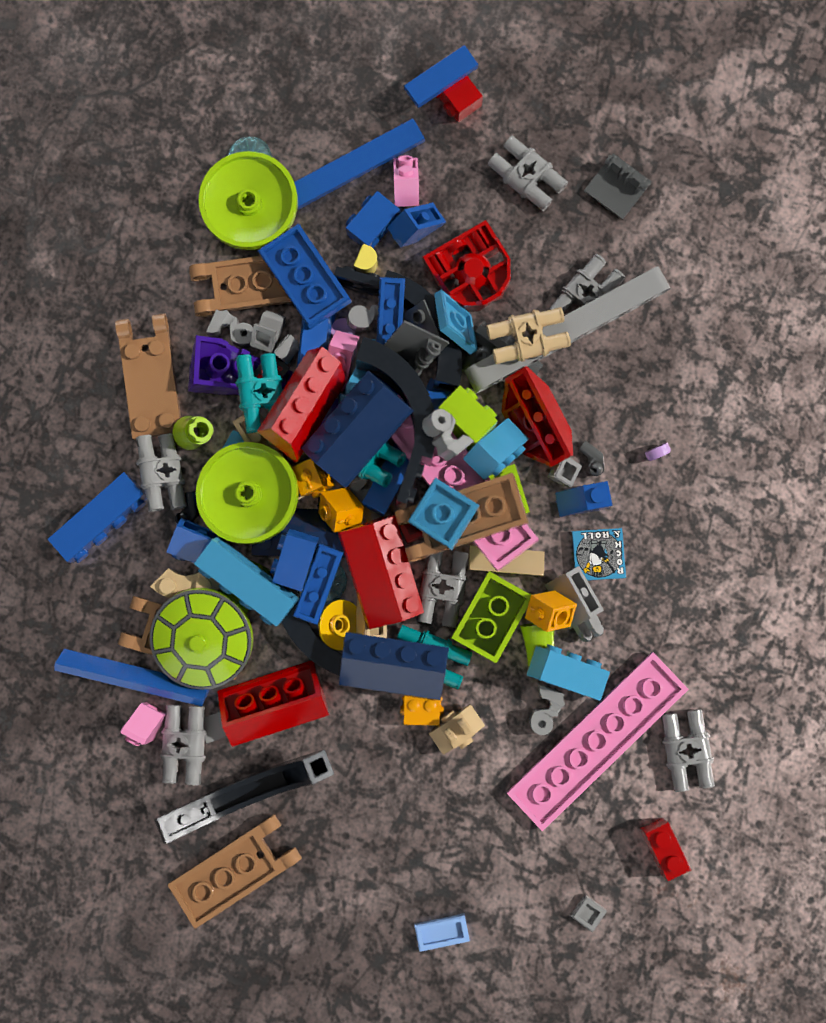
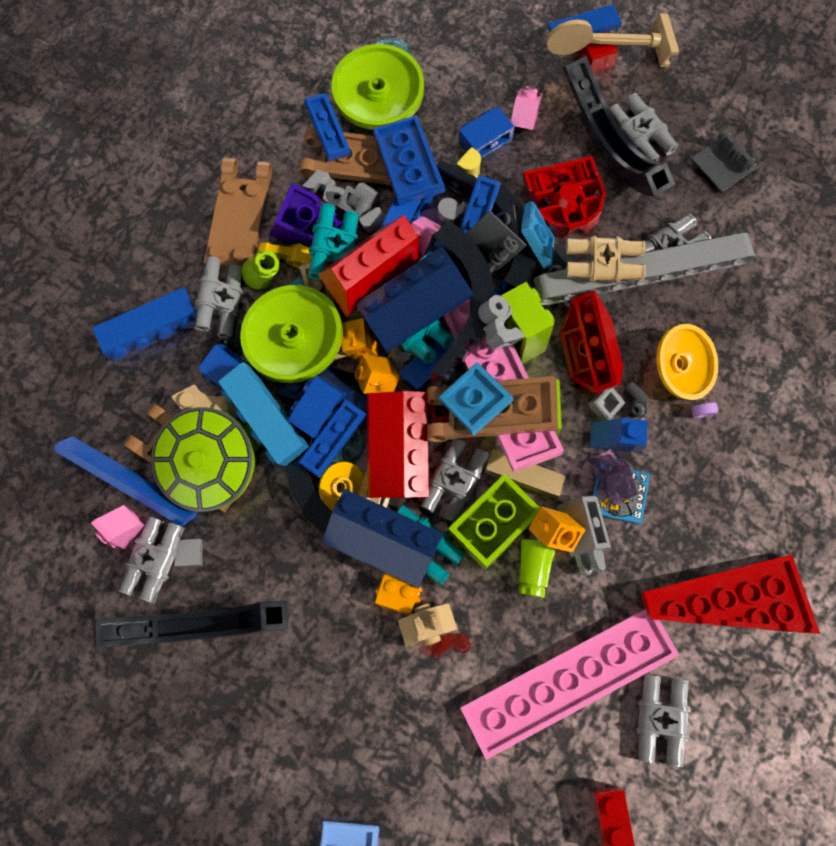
camera: 20 degrees right, 10 degrees down
(210, 260) = (327, 127): none -> blue tile
(221, 406) = (294, 254): none -> yellow piece
(230, 874) = (152, 706): medium nougat hinge -> none
(272, 703) = (251, 546): red slope -> none
(358, 162) = (487, 83): blue tile -> none
(415, 224) = (524, 145): blue slope -> none
(483, 735) = (451, 640): none -> clear red arm
(497, 450) = (544, 358): dark azure brick -> none
(521, 66) = (576, 34): none -> tan piece
(532, 222) = (622, 157): none -> black arch
(540, 718) = (516, 641): light grey leg -> none
(568, 671) = (558, 598): dark azure brick -> none
(589, 541) = (614, 476): none -> clear purple slope
(630, 410) = (687, 362): none -> yellow dish
(737, 619) = (748, 597): none -> red wing

